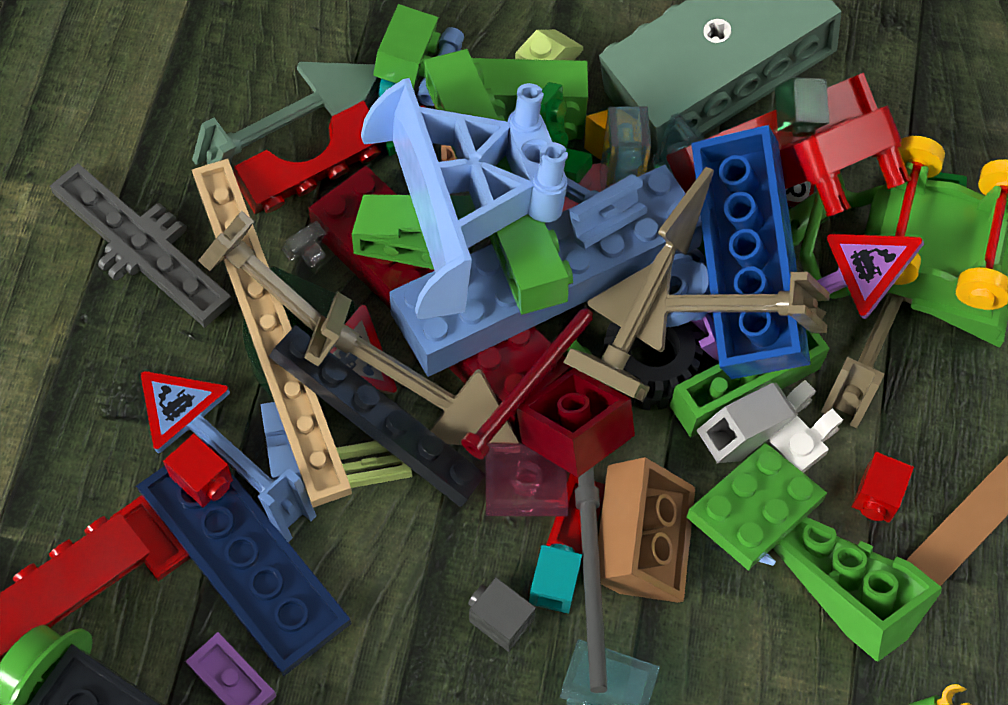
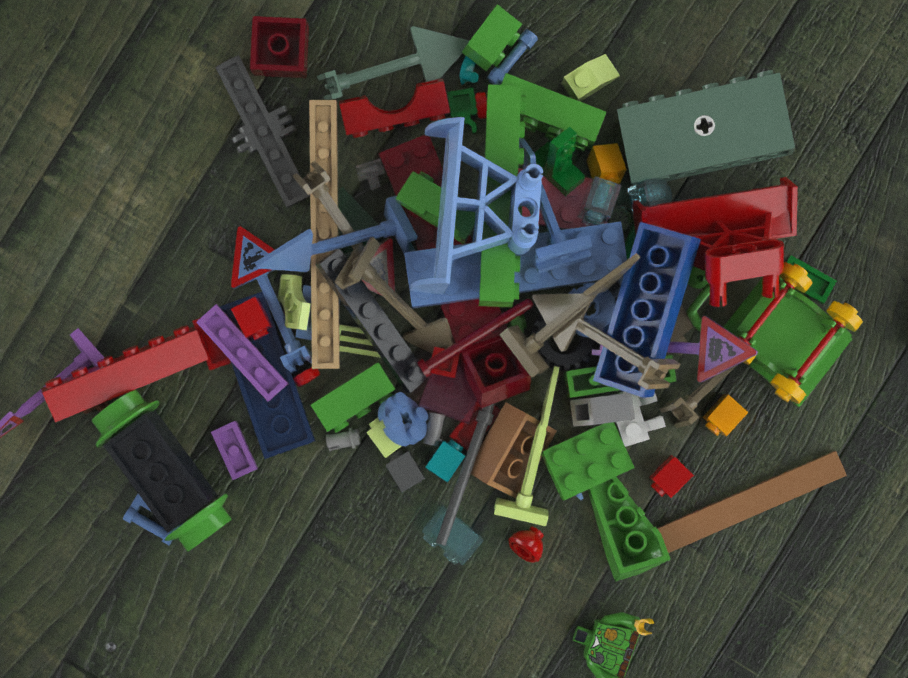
camera: 20 degrees right, 25 degrees up
(130, 135) = (279, 47): none -> dark red brick
(200, 525) = (242, 352): none -> medium lavender plate
(234, 338) = (297, 253): none -> medium blue piece
(254, 432) = (294, 304): none -> yellowish green tile
(306, 532) = (306, 376): none -> red tile
(386, 538) = (353, 398): none -> bright green brick
(392, 605) = (343, 439): none -> light grey pin
(454, 573) = (380, 439): none -> yellowish green brick
(470, 537) = (393, 412): none -> medium blue plate
(506, 443) = (447, 368): none -> red plate
(521, 550) = (434, 429): none -> light grey pin
(694, 603) = (522, 507): none -> yellowish green piece
(726, 657) = (527, 544): none -> red brick
(802, 106) = (738, 203): clear green brick -> none
(913, 382) = (724, 415): none -> light orange brick

